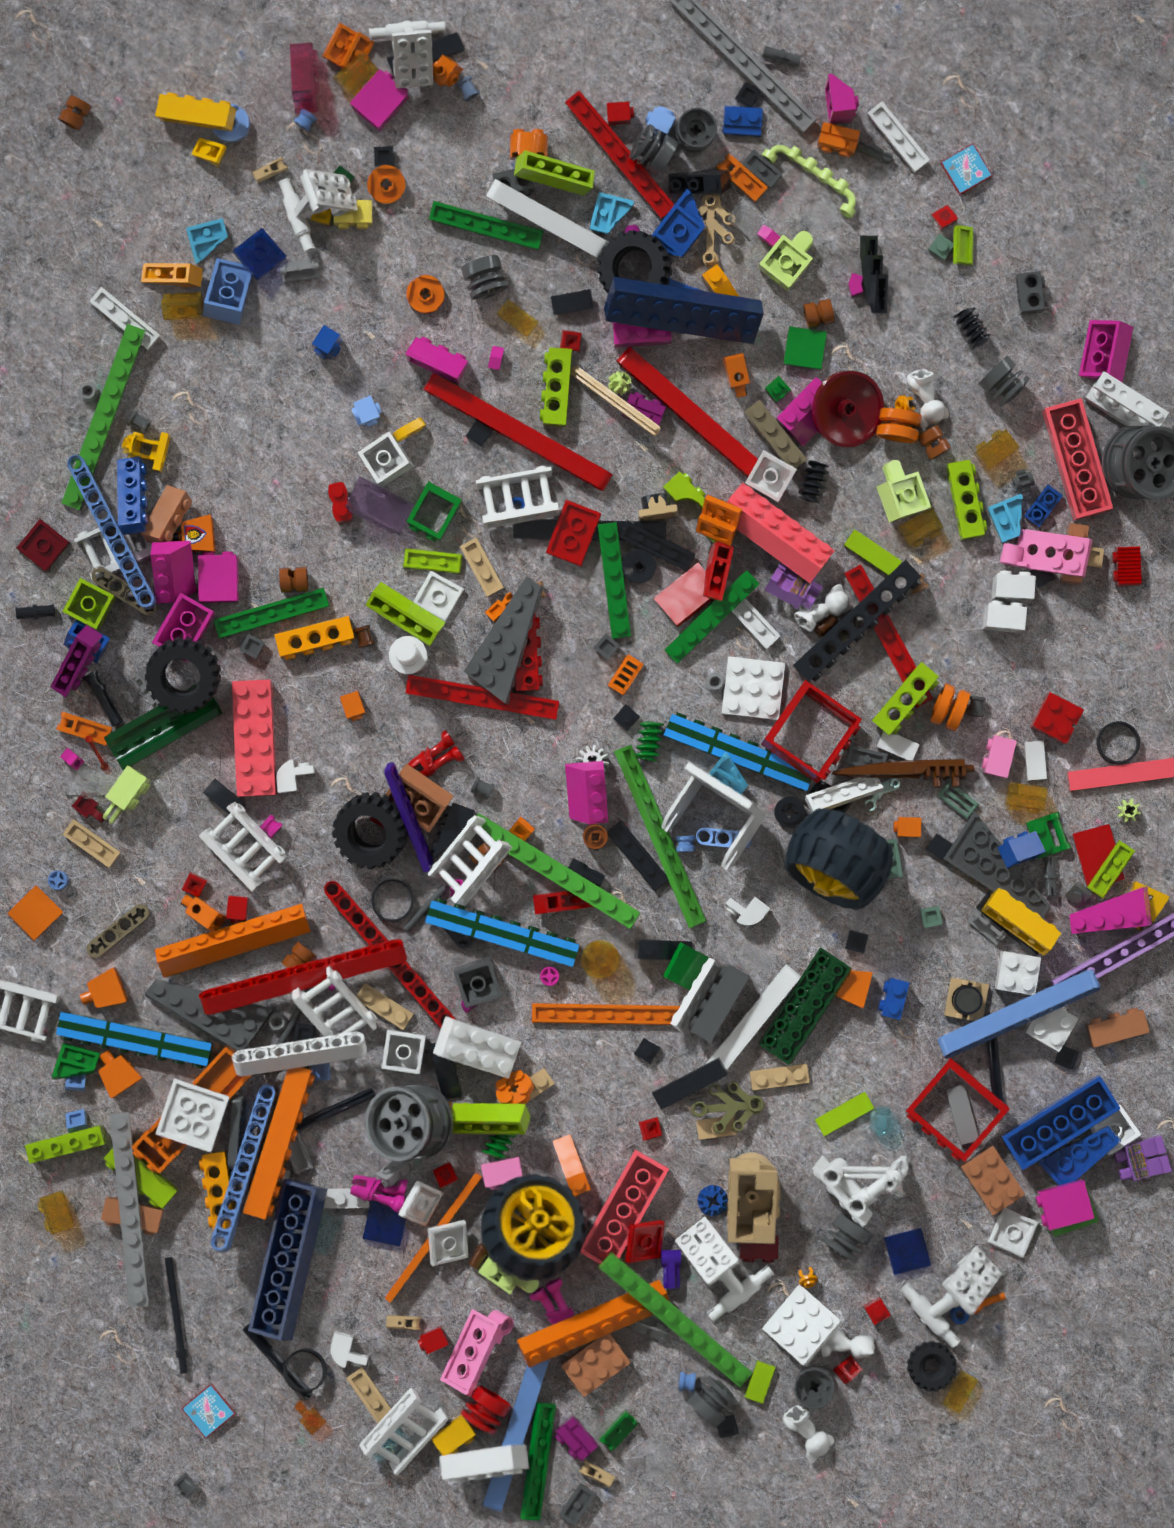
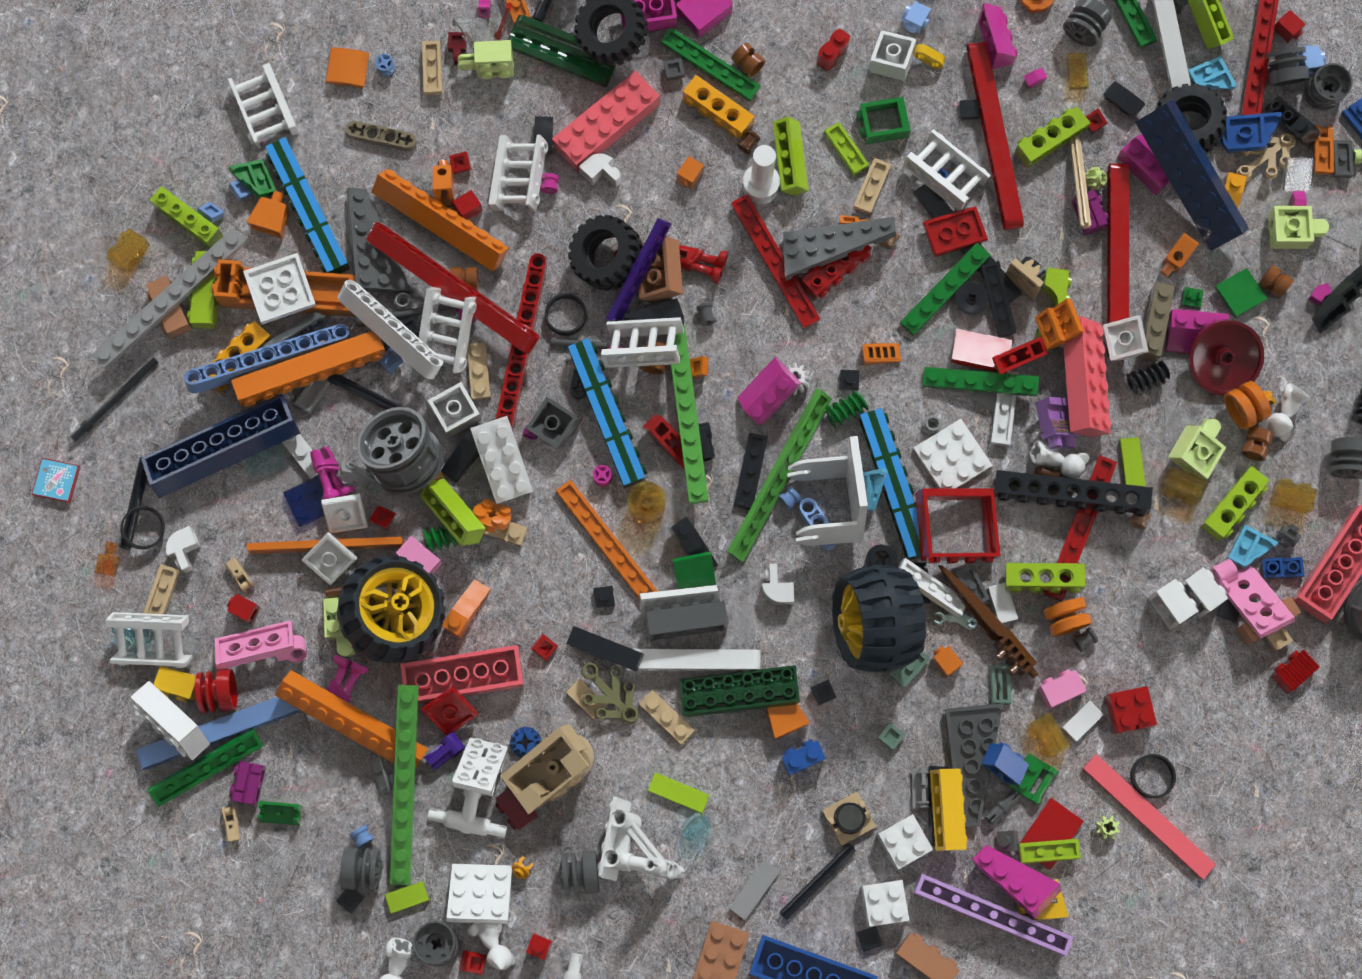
camera: 50 degrees right, 10 degrees down
(105, 990) = (328, 159): orange torso -> none
(379, 506) = (854, 75): clear purple piece -> none
(438, 596) = (824, 173): white tile -> none
(577, 1504) = (194, 826): dark grey plate -> none
(595, 837) = (738, 425): dark orange wheel -> none
(595, 1363) = (321, 750): nougat brick -> none
(606, 646) = (890, 322): dark grey plate -> none
(907, 1251) = (607, 933): clear blue plate -> none
(939, 846) = (951, 698): black tile -> none
(941, 1139) = (721, 850): red window -> none
(1019, 1013) = (874, 867): medium blue beam -> none

